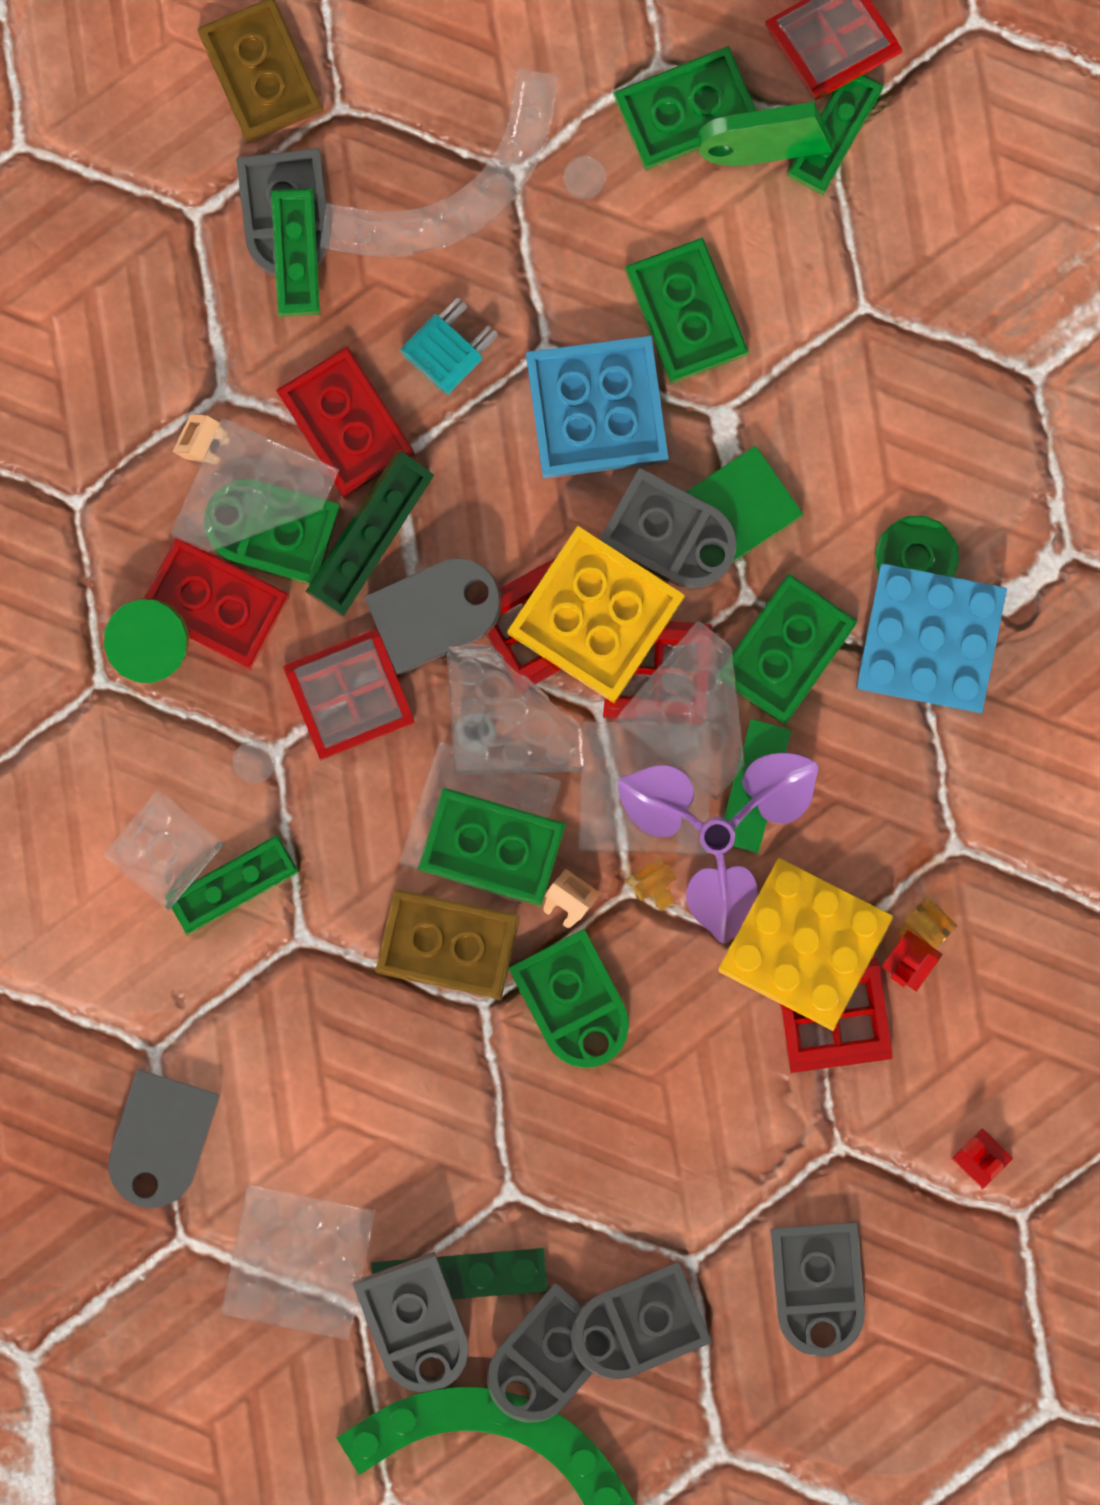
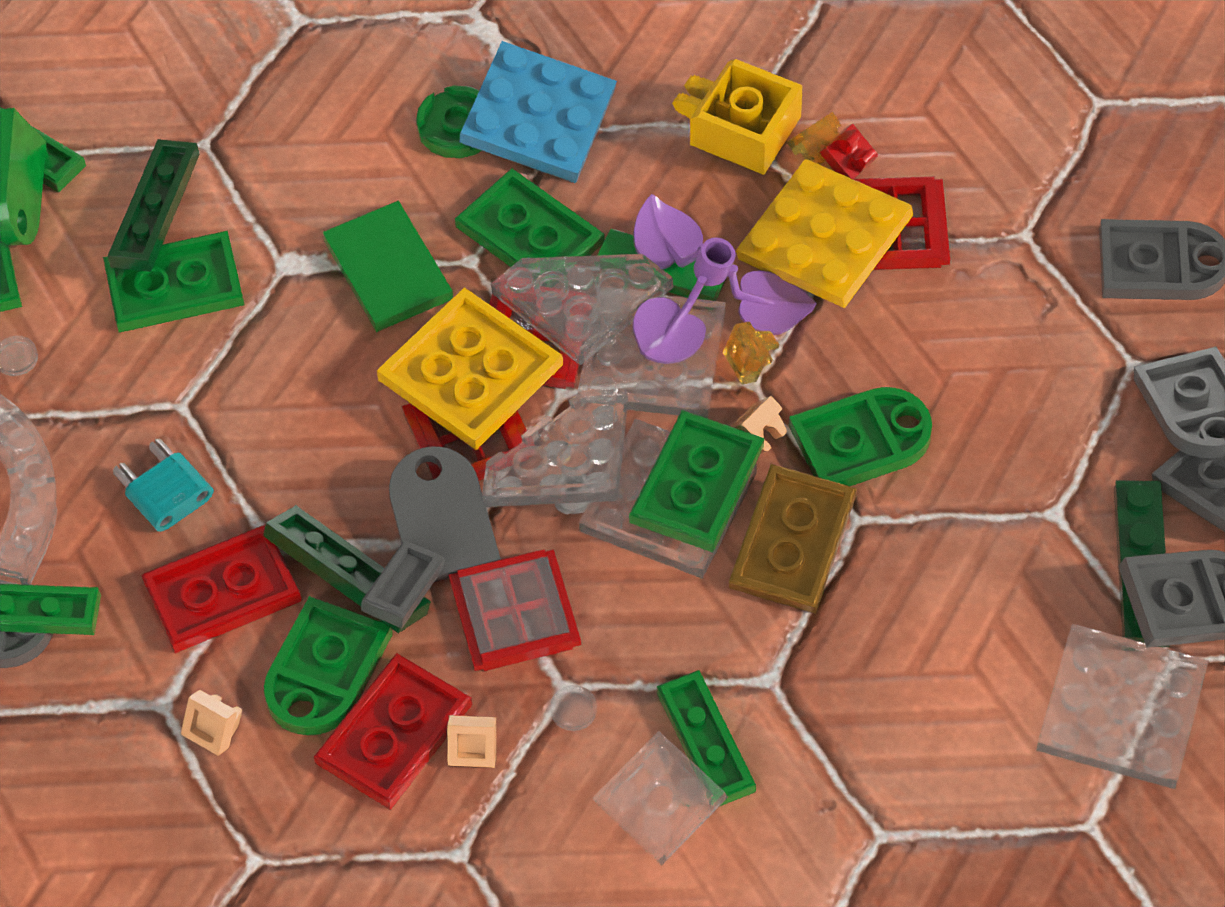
camera: 80 degrees left, 25 degrees down
(146, 640) = (424, 792): green tile -> none
(160, 1135) = (977, 833): dark grey tile -> none
(201, 675) = (471, 741): none -> light nougat tile
(249, 488) = (276, 669): clear plate -> none
(347, 588) = (403, 584): none -> dark grey tile
(597, 407) = (255, 359): dark azure plate -> none
(667, 531) = (394, 301): dark grey tile -> none
(764, 274) = (153, 205): none -> dark green plate
(962, 832) = (741, 114): none -> yellow hinge
(981, 1158) = (1043, 121): red tile -> none

